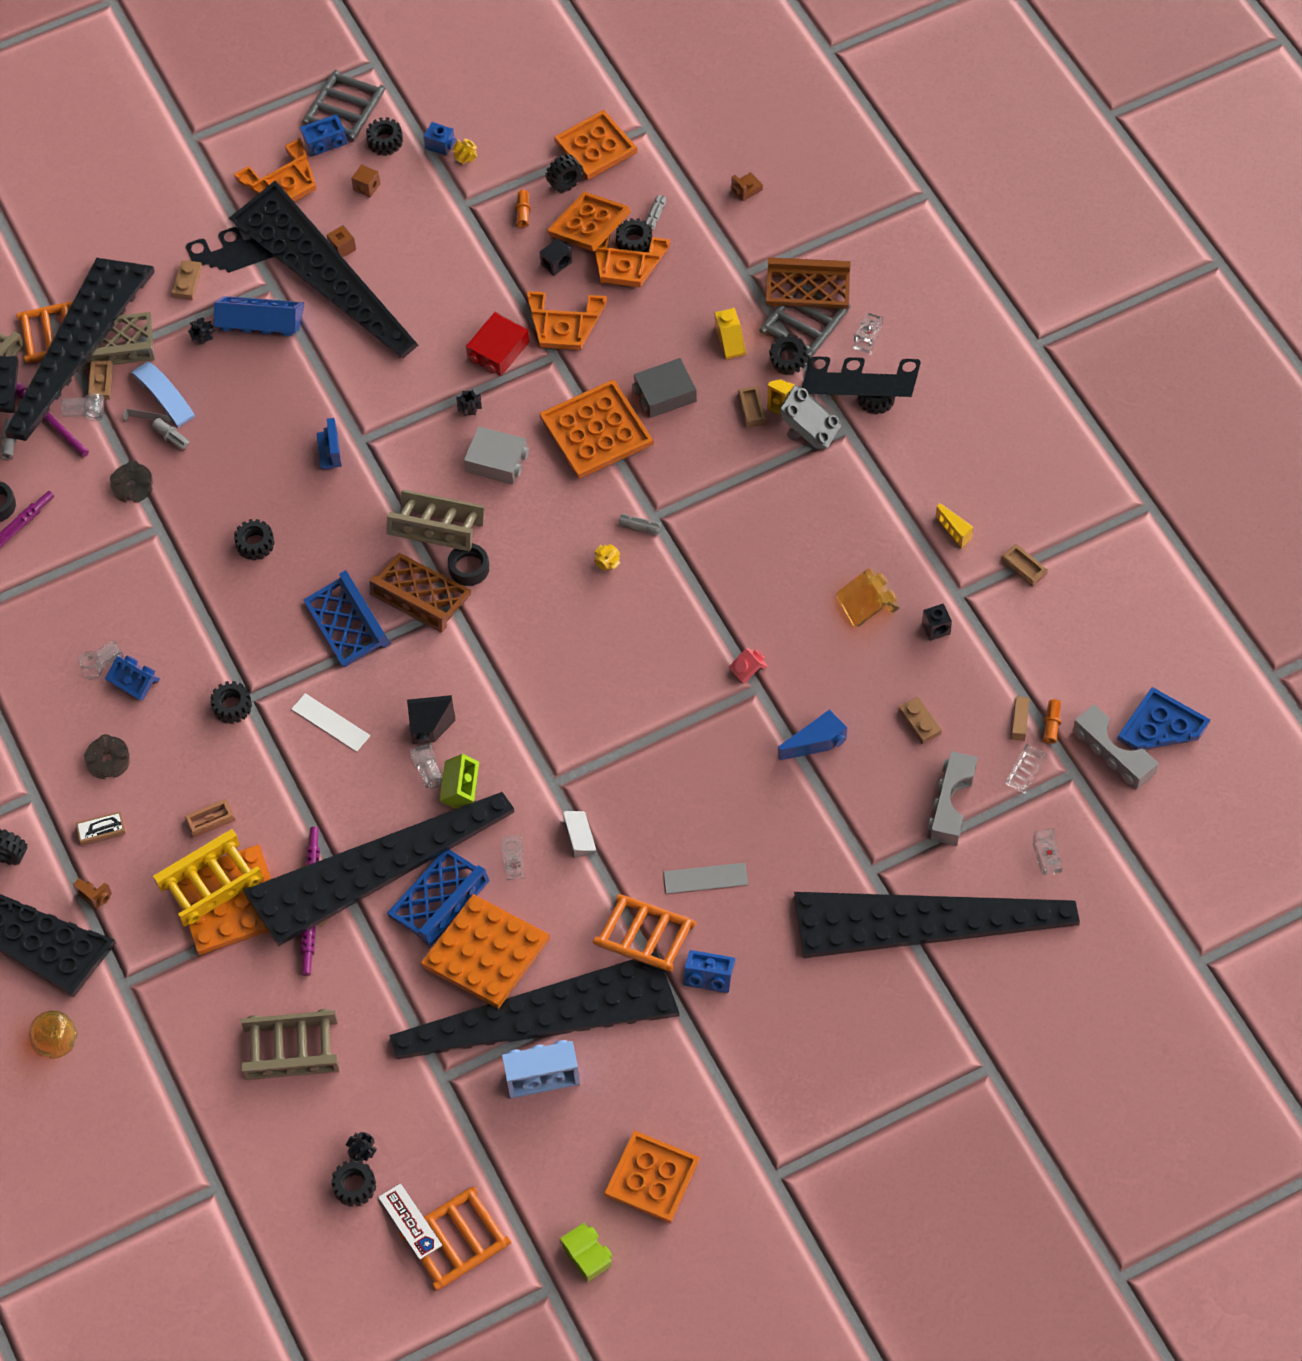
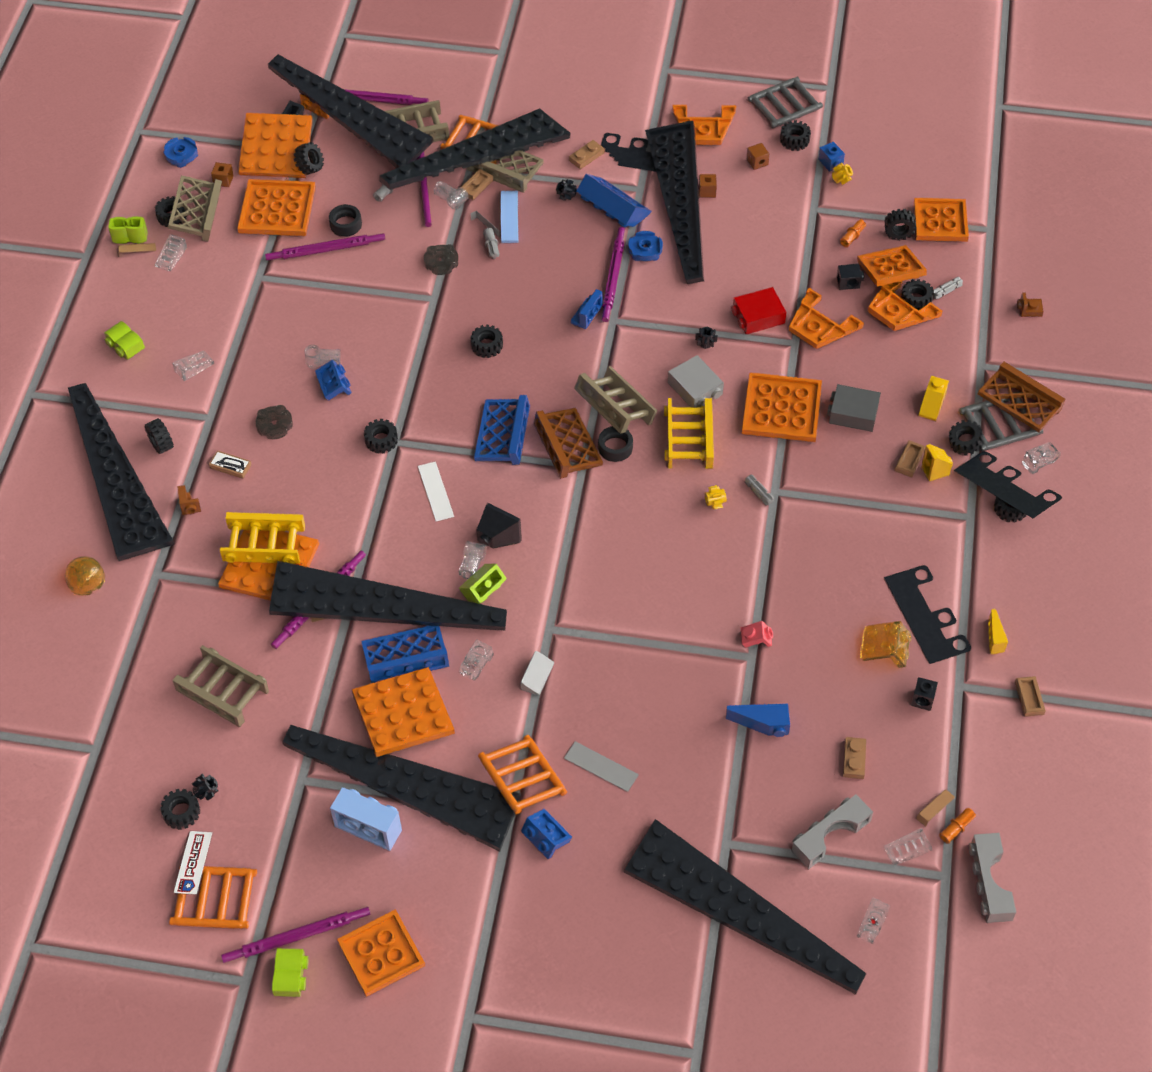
camera: 35 degrees right, 5 degrees down
(210, 821) = (302, 504): nougat tile -> none
(322, 392) = (613, 274): none -> magenta axle
(324, 135) = (753, 112): blue bracket -> none
(333, 353) = (649, 253): none -> blue plate
(541, 491) = (705, 425): none -> yellow fence
(561, 1216) = (295, 934): none -> magenta axle
(808, 419) = (943, 489): shield -> none
(877, 554) = (921, 620): none -> black piece
(1161, 723) = (1047, 884): blue plate -> none

